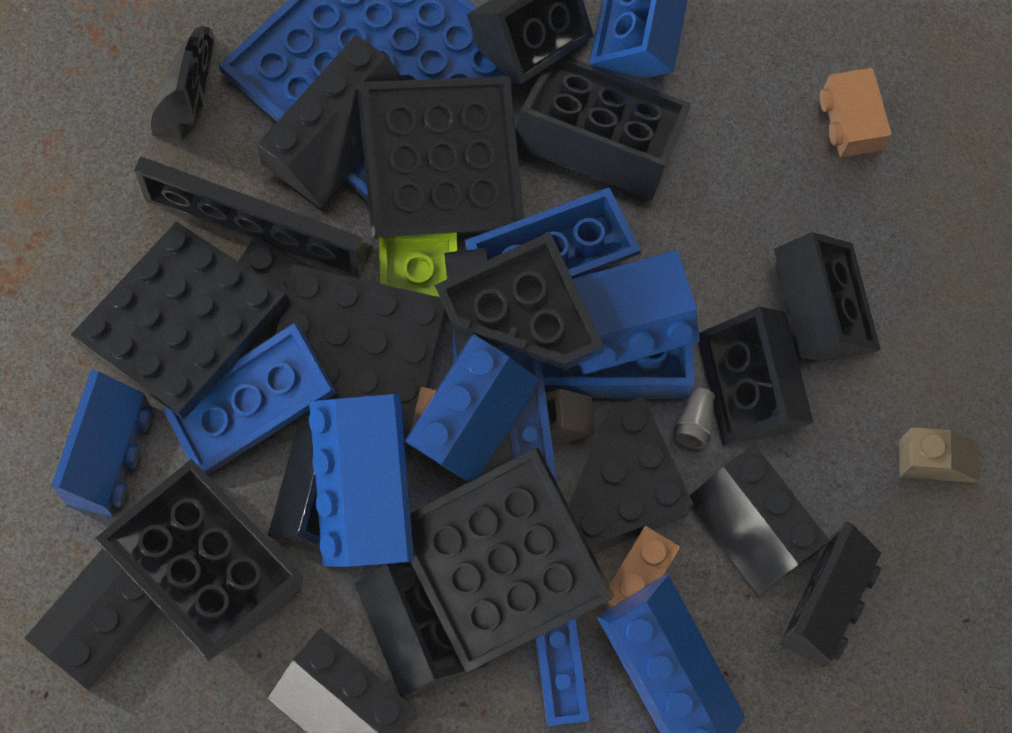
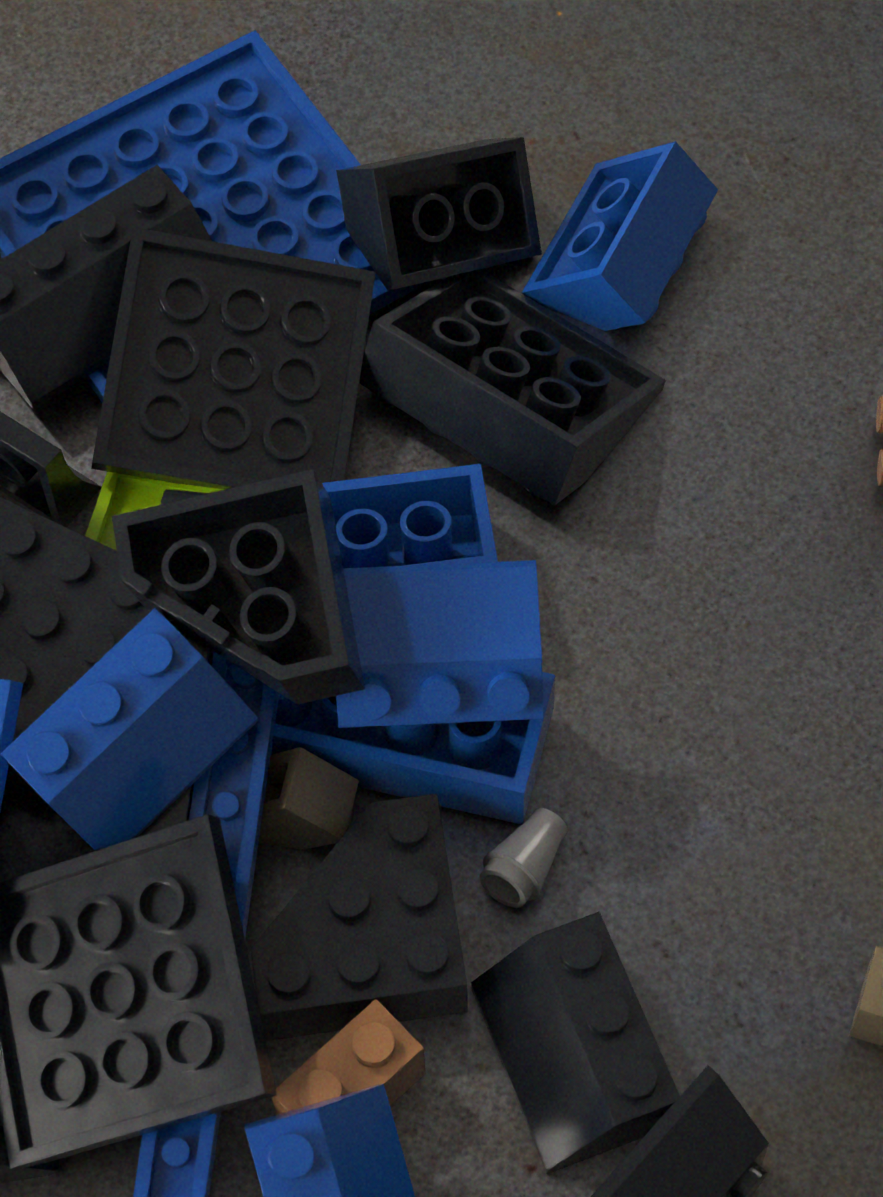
camera: 25 degrees right, 10 degrees down
(755, 376) = (643, 811): black slope -> none
(825, 298) = (798, 716): black slope -> none

